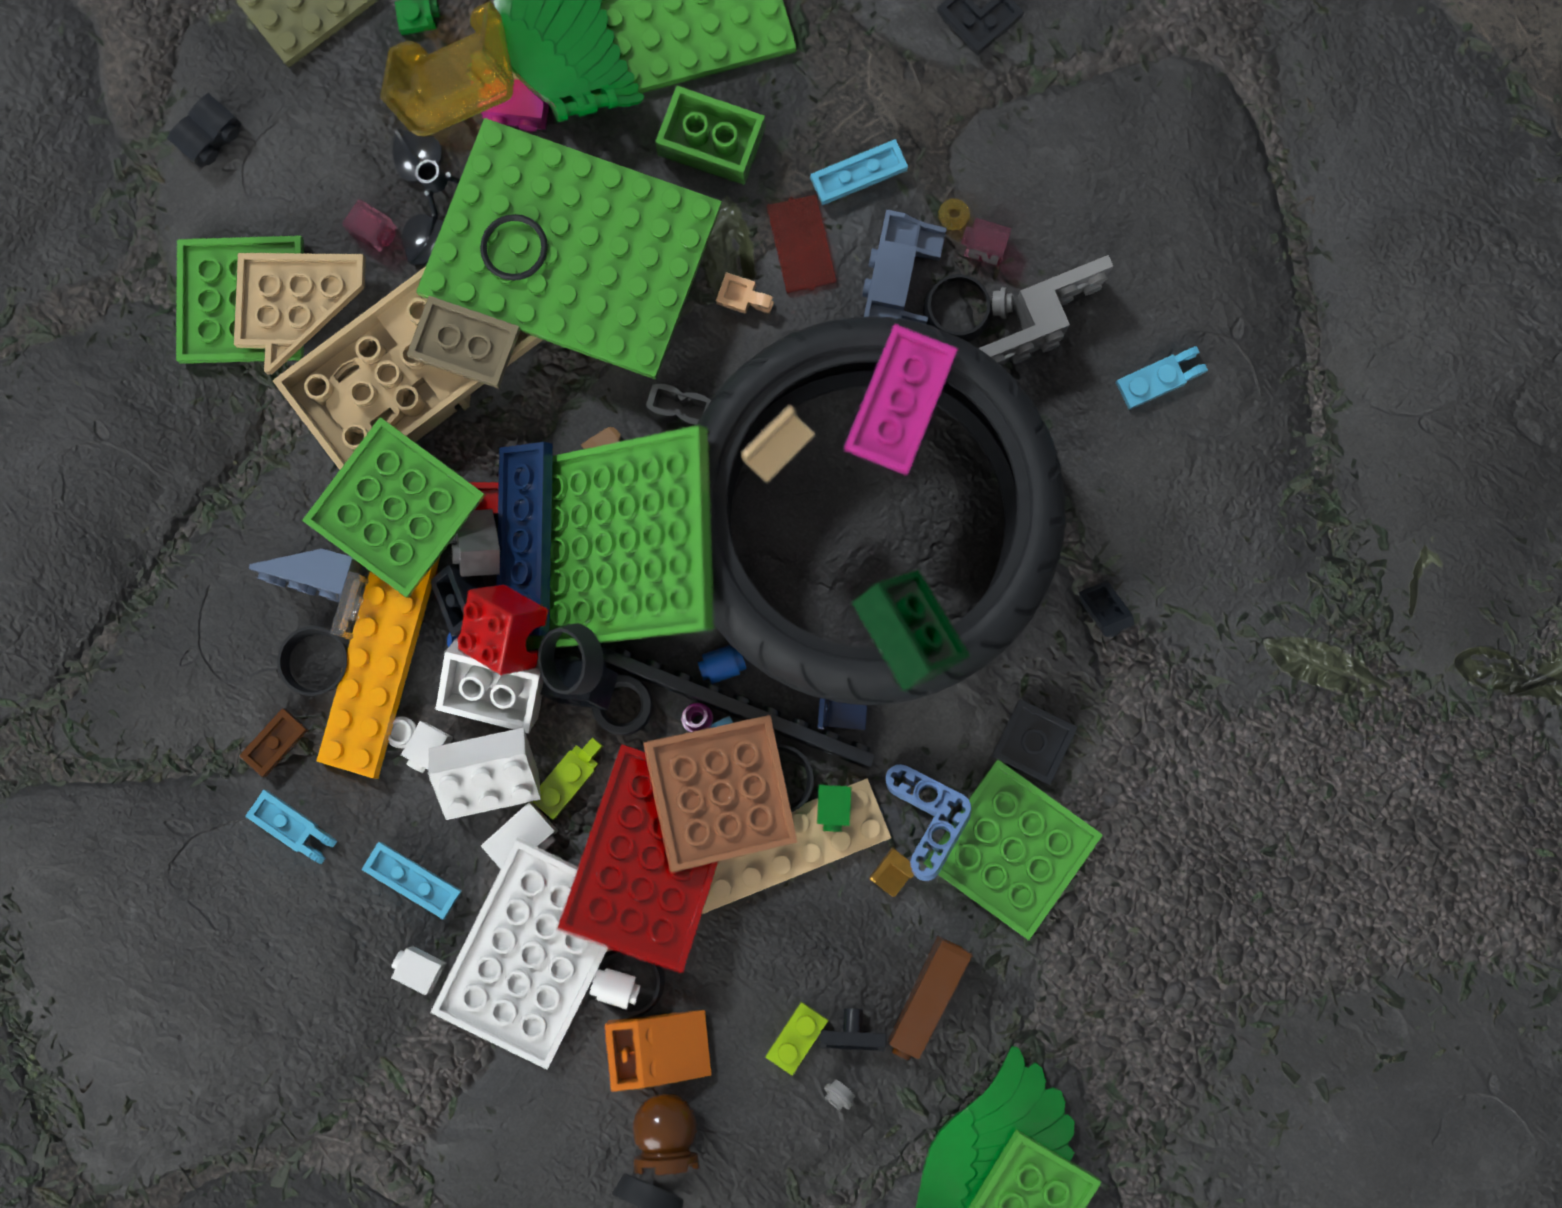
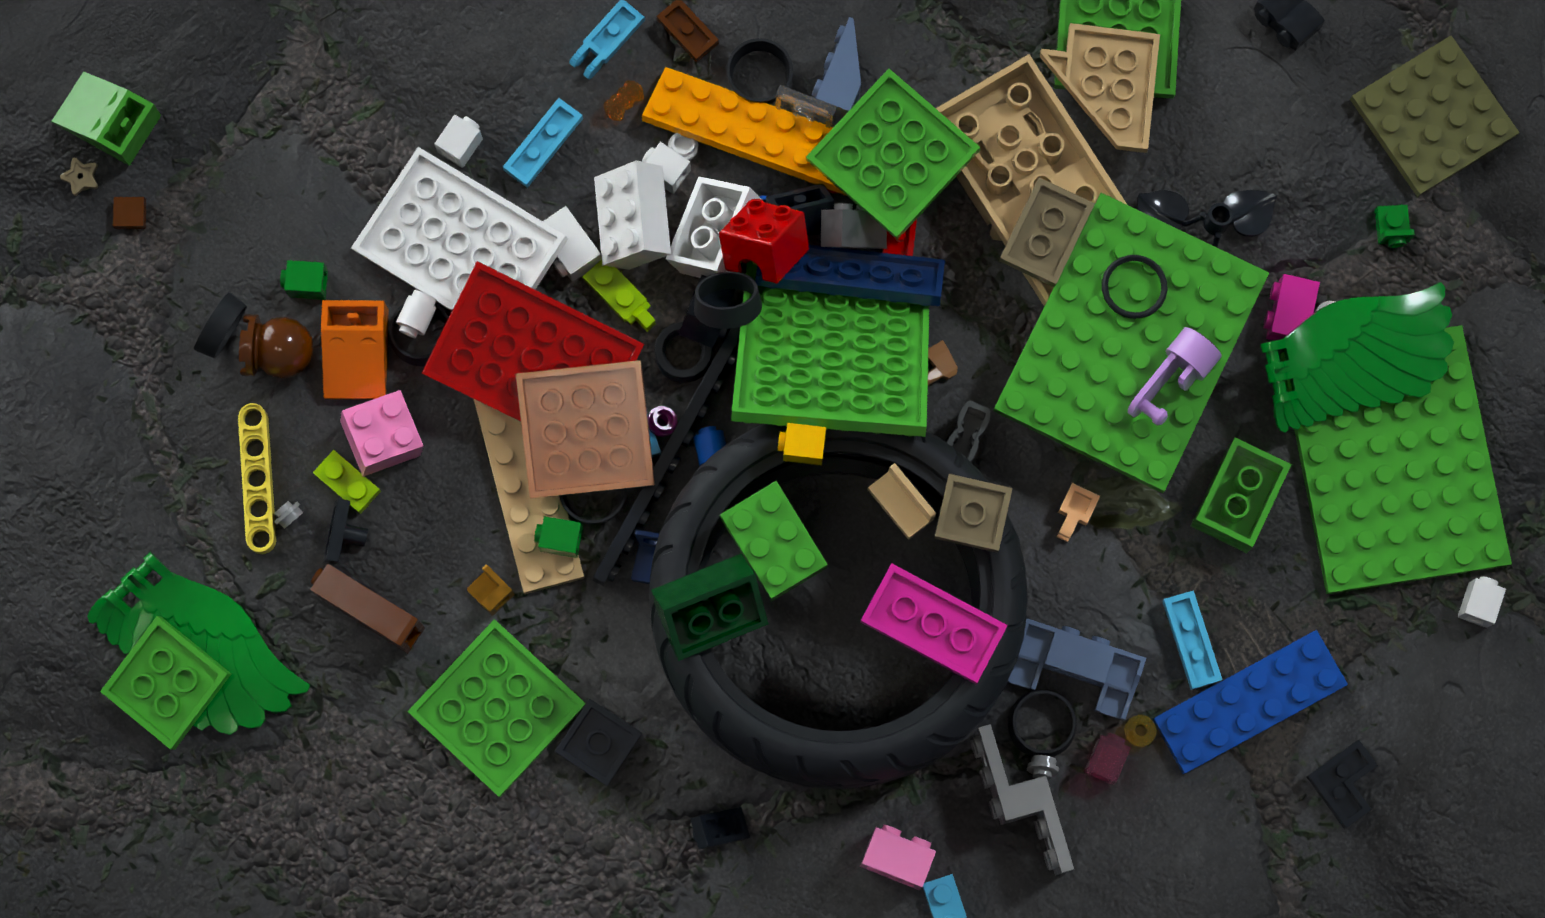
camera: 90 degrees right, 5 degrees down
(357, 801) = (623, 100): none -> clear orange piece
(369, 226) = (1179, 160): clear pink brick -> none
(452, 82) = (1316, 248): clear yellow windscreen -> none
(581, 180) = (1191, 353): none -> lavender piece
(587, 1114) = (305, 279): none -> green brick
(728, 552) = (802, 443): none -> yellow brick
(744, 1008) = (381, 433): none -> bright pink brick
(781, 371) = (973, 513): none -> dark tan plate
(792, 1145) = (265, 491): none -> light yellow beam
(801, 244) = (1125, 576): clear red piece -> none
(835, 570) = (773, 541): none -> bright green brick
(911, 113) = (1249, 702): none -> blue plate
(938, 808) = (545, 639): medium blue beam -> none
(1113, 431) = (898, 857): none -> bright pink brick

